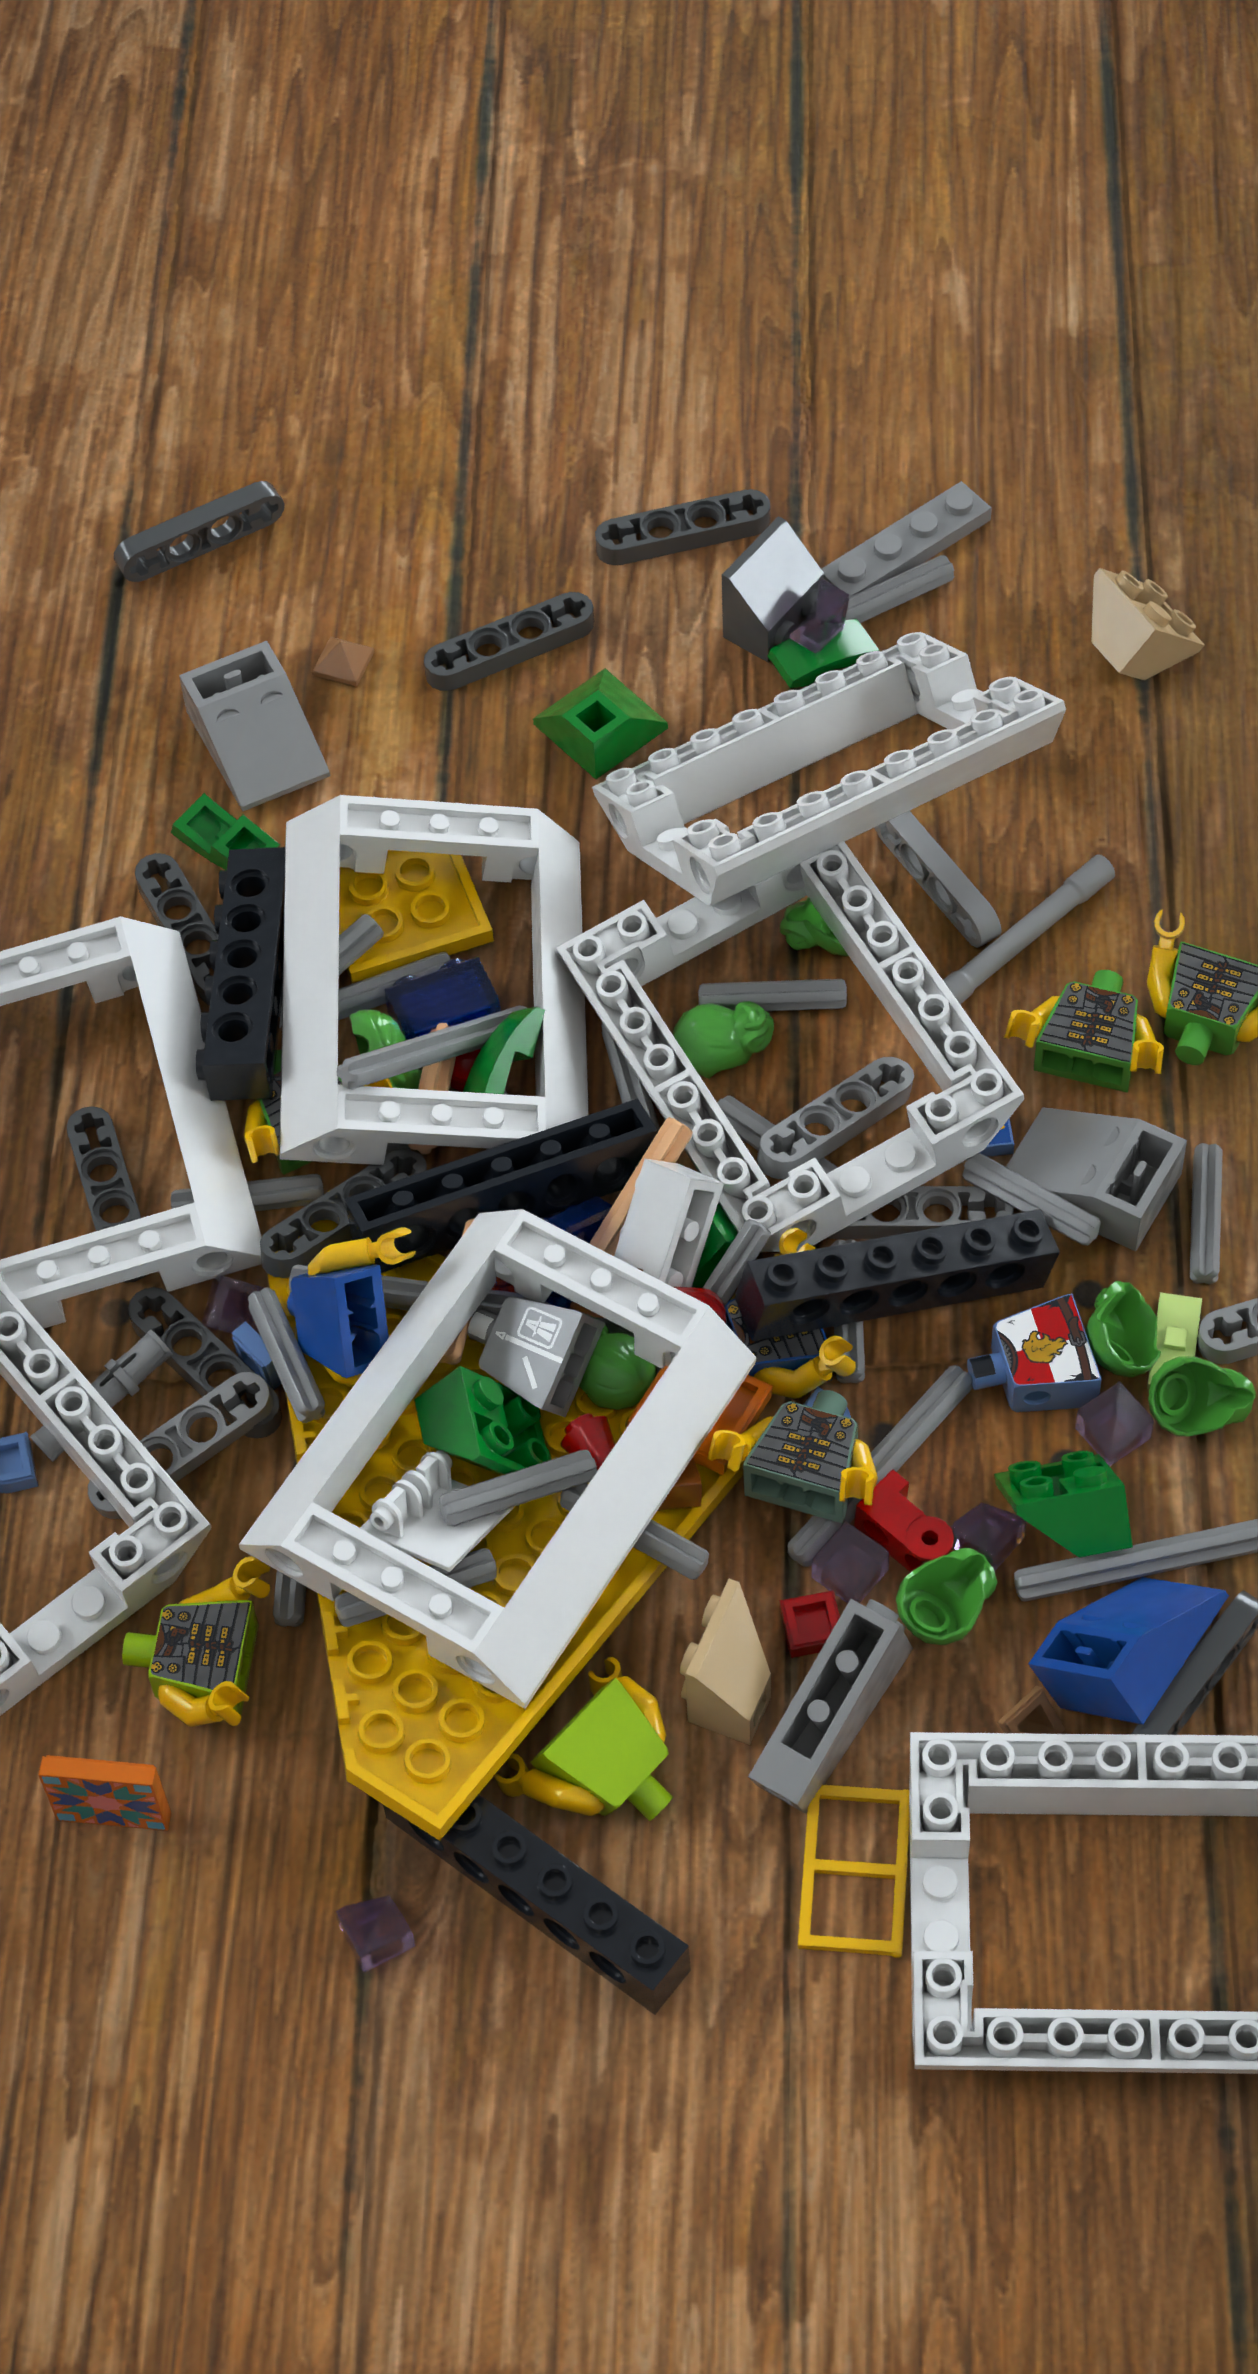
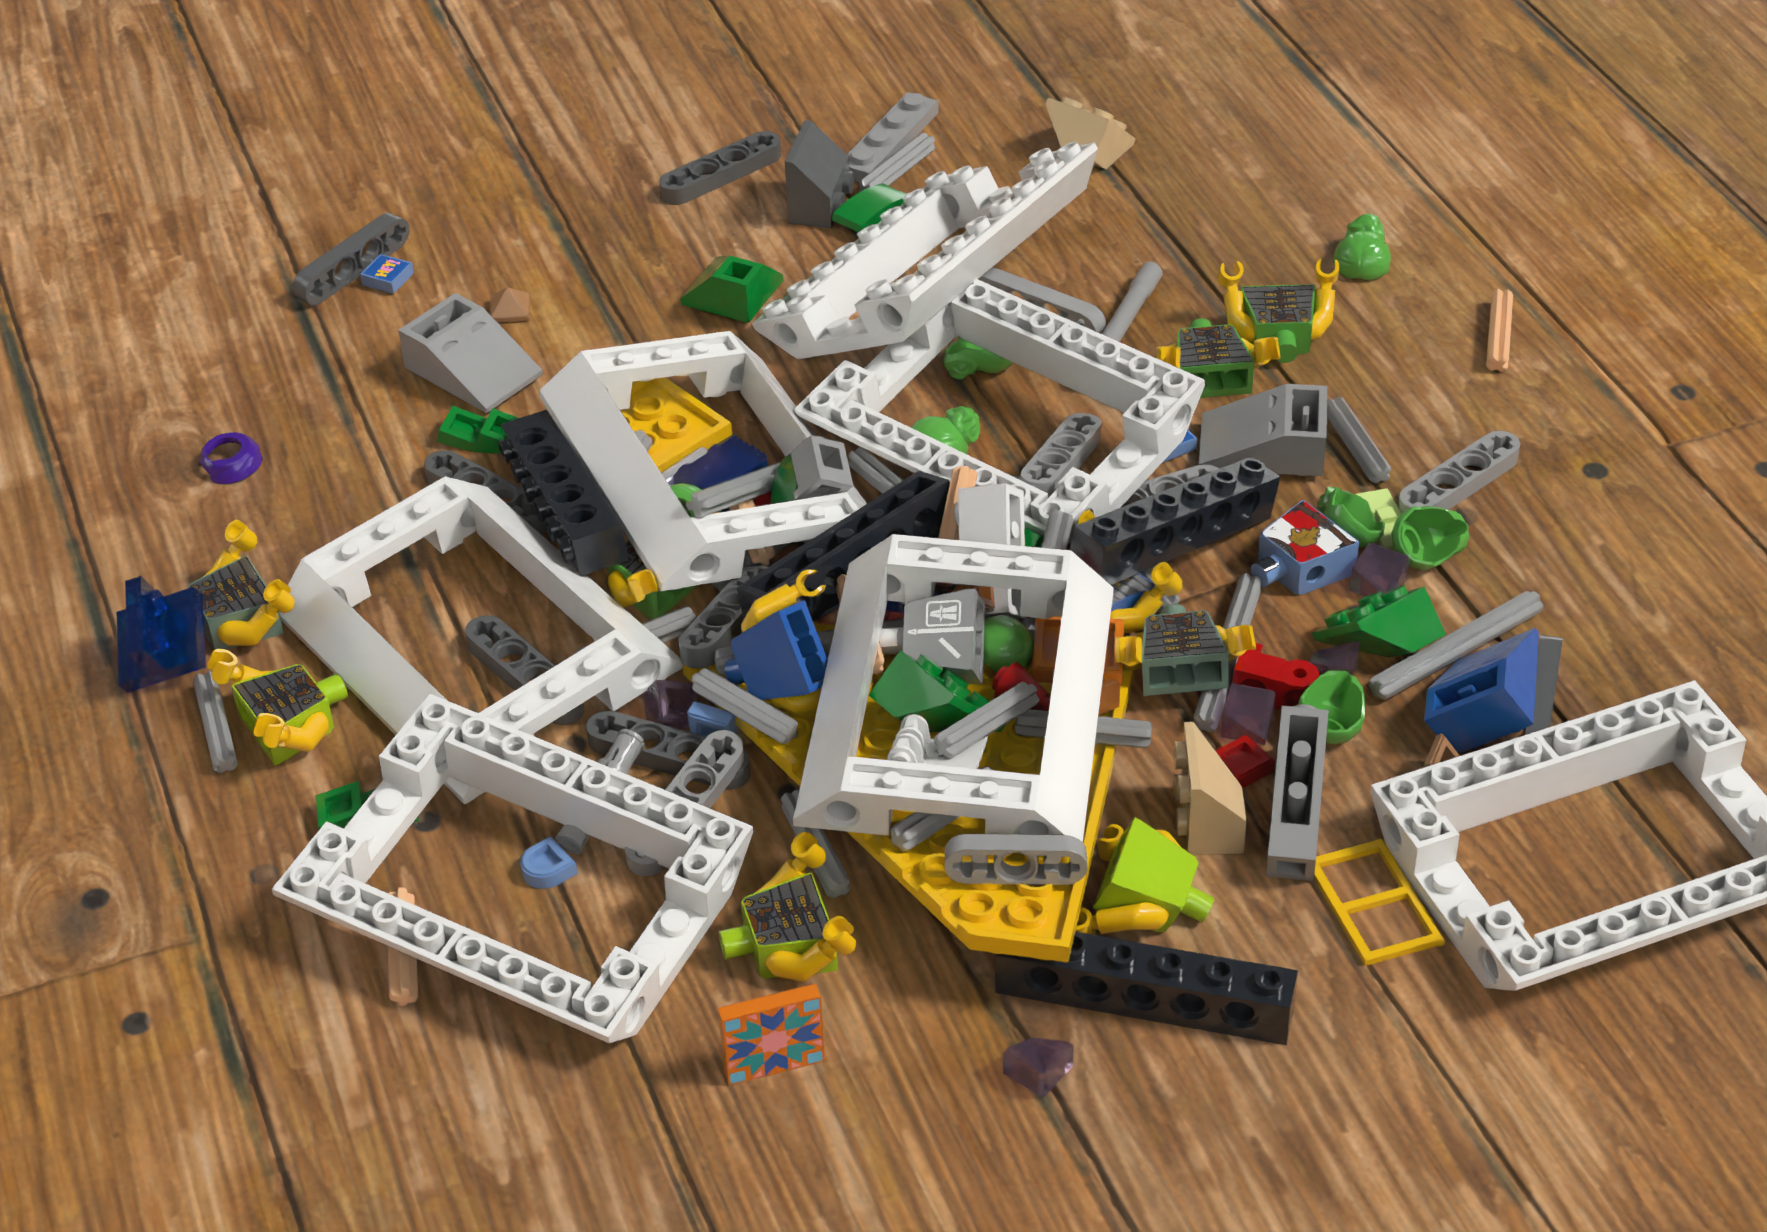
camera: 25 degrees left, 15 degrees down
(231, 564) = (387, 273): none -> tile
(442, 1693) = (1049, 846): none -> light grey beam
(513, 646) = (601, 284): dark grey beam -> none
(538, 1054) = (820, 468): none -> light grey brick
(777, 994) = (980, 401): light grey axle -> none
(825, 620) = (864, 178): clear purple slope -> none
(1029, 1196) = (1218, 456): light grey axle -> none

